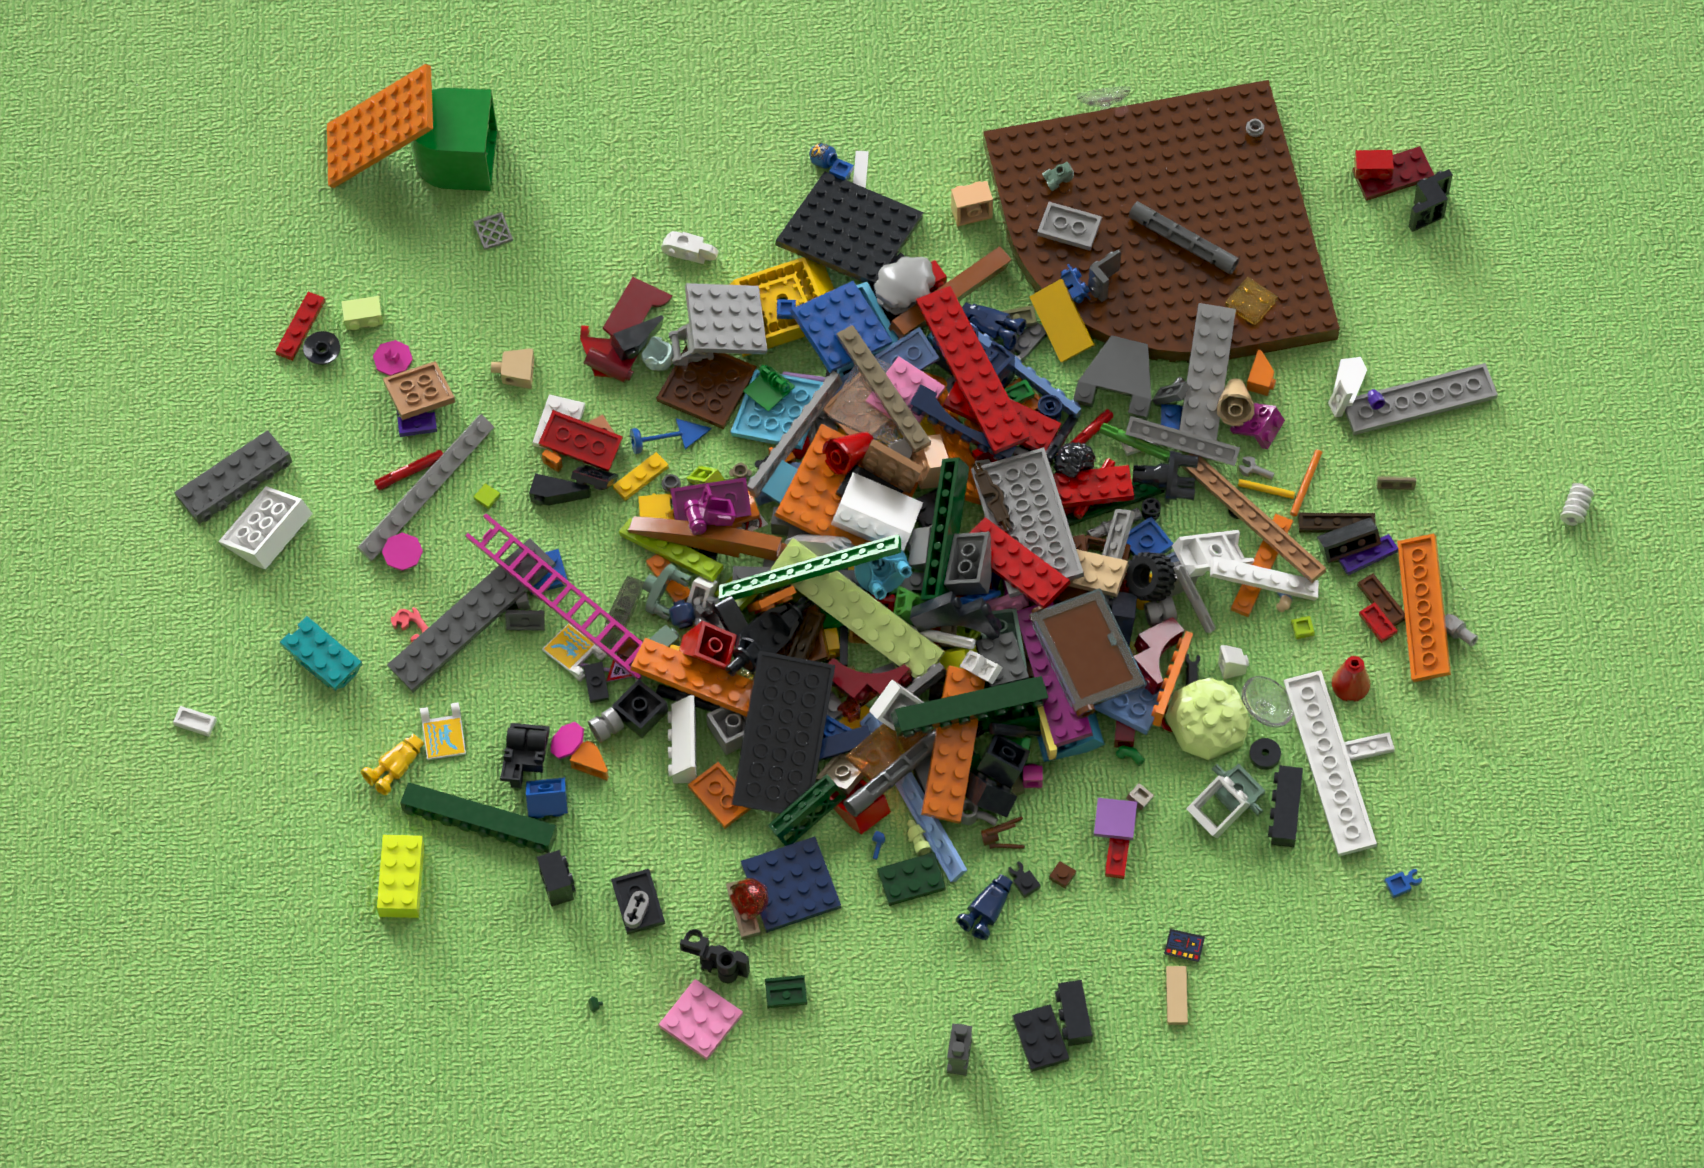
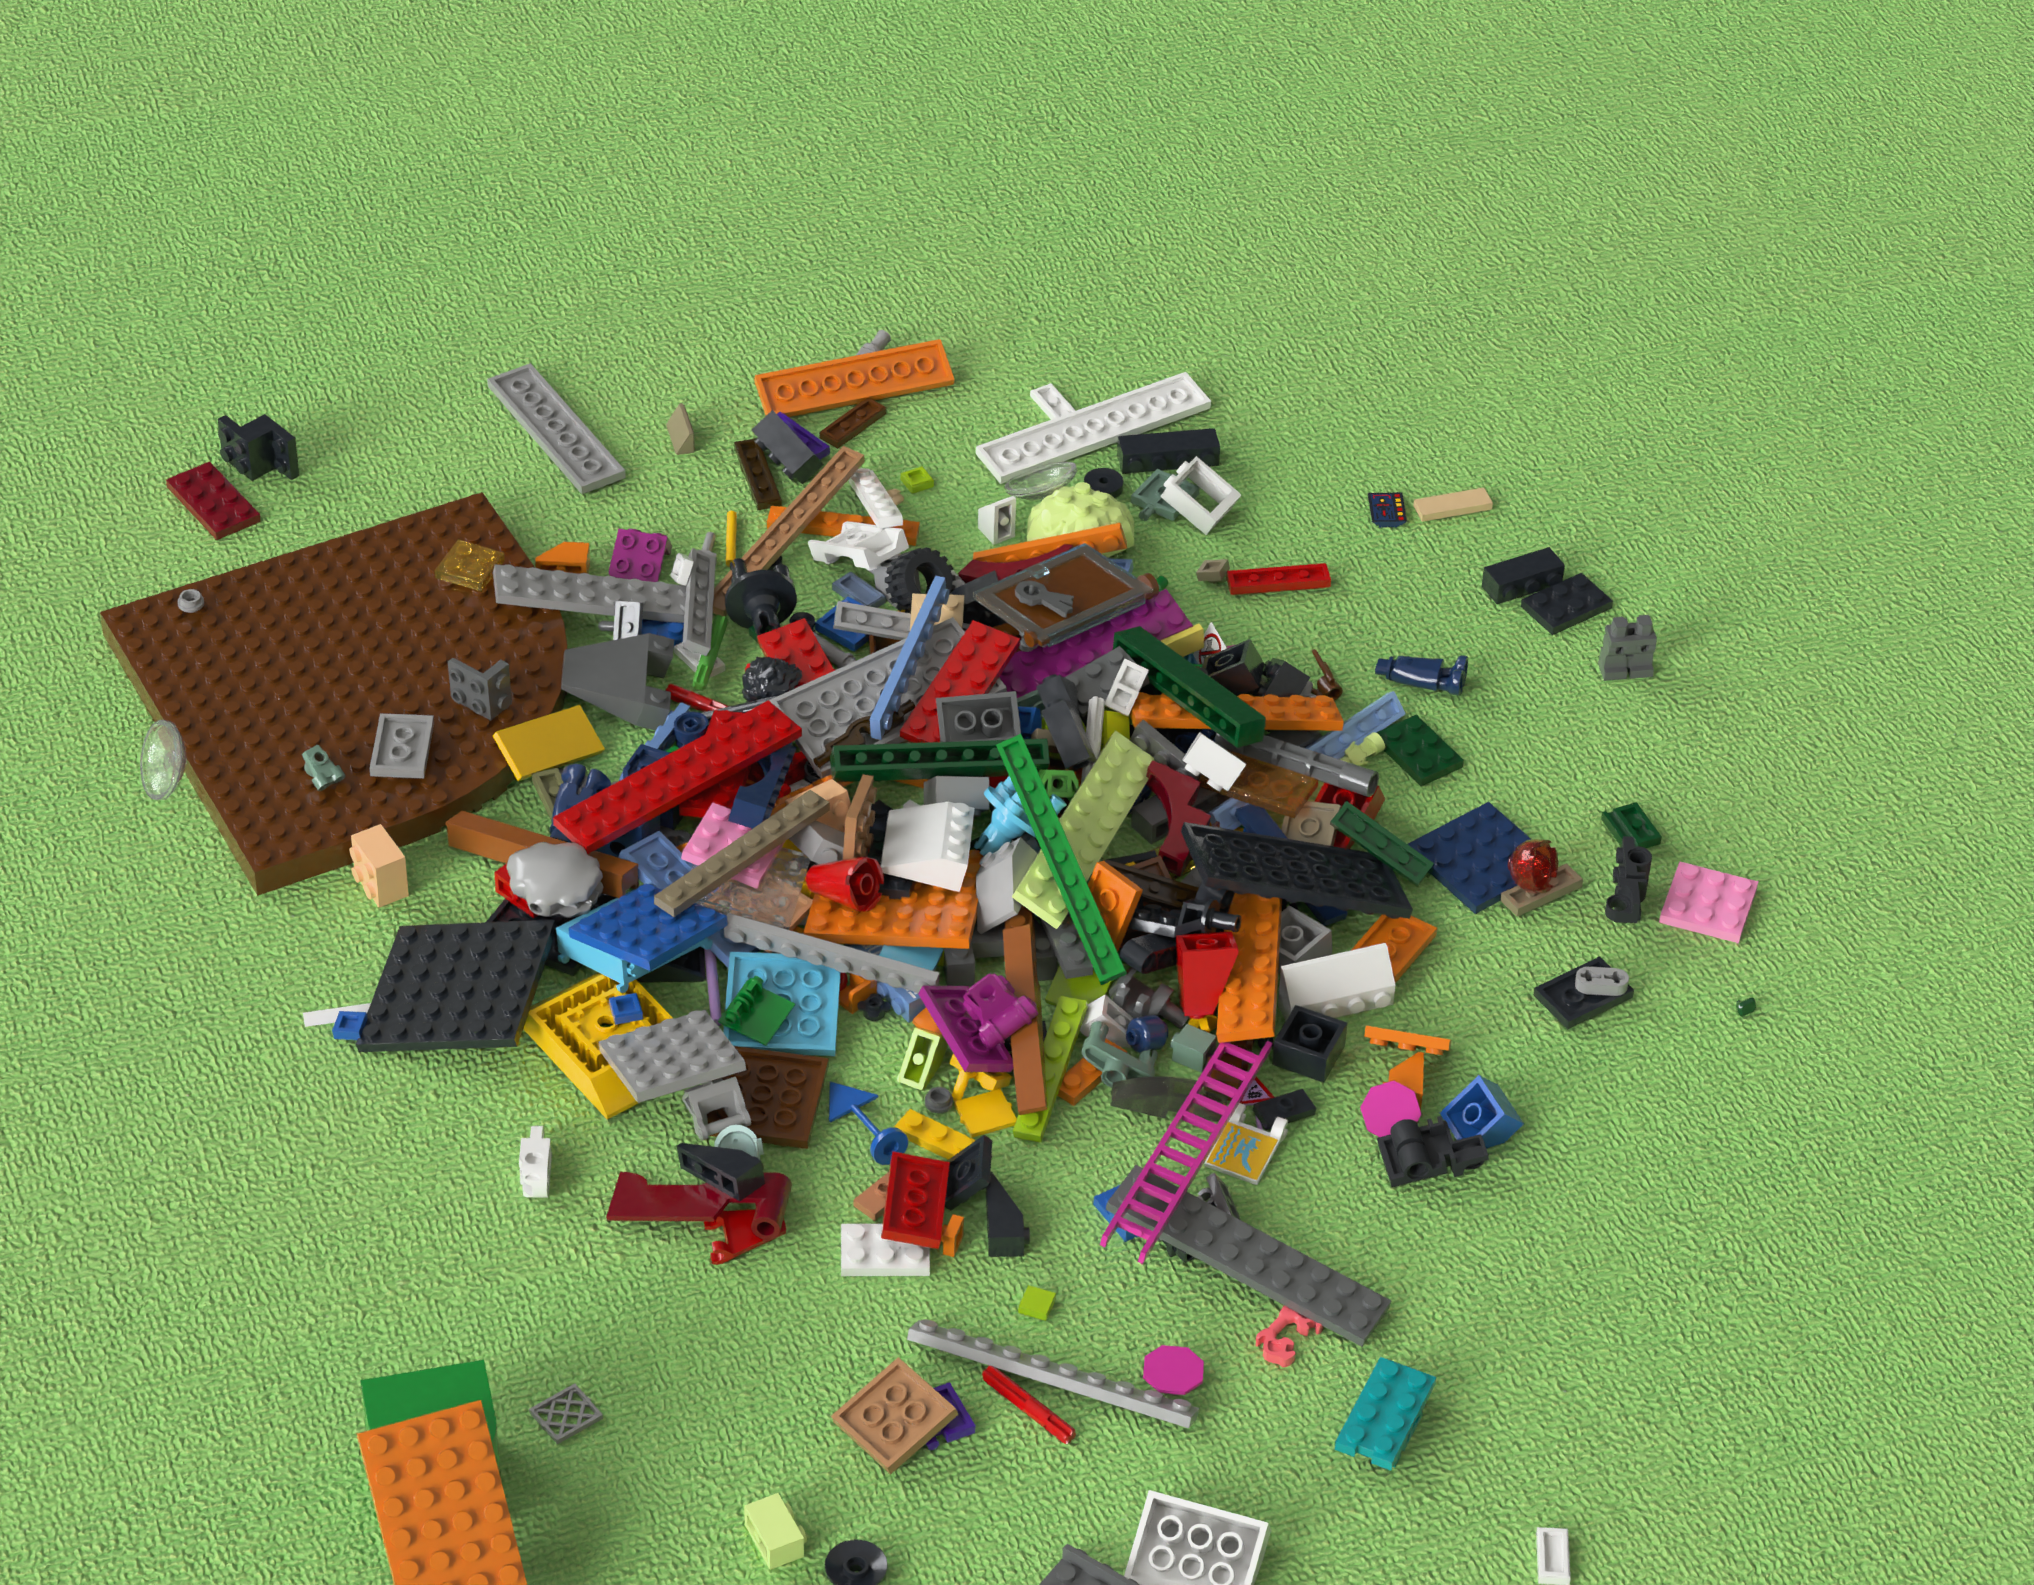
camera: 110 degrees left, 20 degrees down
(392, 357) = (836, 1481): dark pink piece -> none
(395, 762) = (1513, 1295): yellow piece -> none
(400, 876) = (1677, 1240): neon yellow brick -> none
(444, 734) = (1437, 1256): flag -> none
(478, 818) = (1549, 1182): dark green brick -> none
(516, 368) = (808, 1314): tan torso -> none
(556, 877) = (1602, 1068): black brick -> none
(606, 724) = (1350, 1078): light grey wheel -> none
(624, 769) = (1407, 1040): none -> orange plate
(740, 467) = (893, 1031): dark tan plate -> none
(823, 155) = (330, 1048): blue head -> none
(880, 839) = (1388, 787): blue hand -> none
(1024, 881) = (1369, 652): black plate -> none
(1044, 530) = (907, 660): none -> medium blue plate
(1062, 874) = (1346, 622): reddish brown plate -> none
(1079, 289) = (486, 727): blue hinge -> none
(1081, 621) = (1036, 593): none -> dark grey piece
(1115, 819) = (1257, 578): medium lavender tile -> none
(1183, 237) = (390, 635): dark grey piece -> none
(1194, 598) = (911, 544): light grey axle -> none
(1217, 436) = (681, 569): none -> white tile
(1235, 404) = (624, 561): tan cone -> none
(1306, 482) = (709, 506): orange bar -> none
(1347, 383) = (580, 476): white piece -> none
(1351, 680) = (976, 417): red cone -> none
(1373, 164) = (216, 500): red brick -> none
(1375, 399) = (575, 452): dark purple hose -> none
(1378, 622) = (887, 418): red plate -> none
(1400, 884) = (1222, 354): blue plate -> none
(1576, 504) = (664, 283): white piece -> none

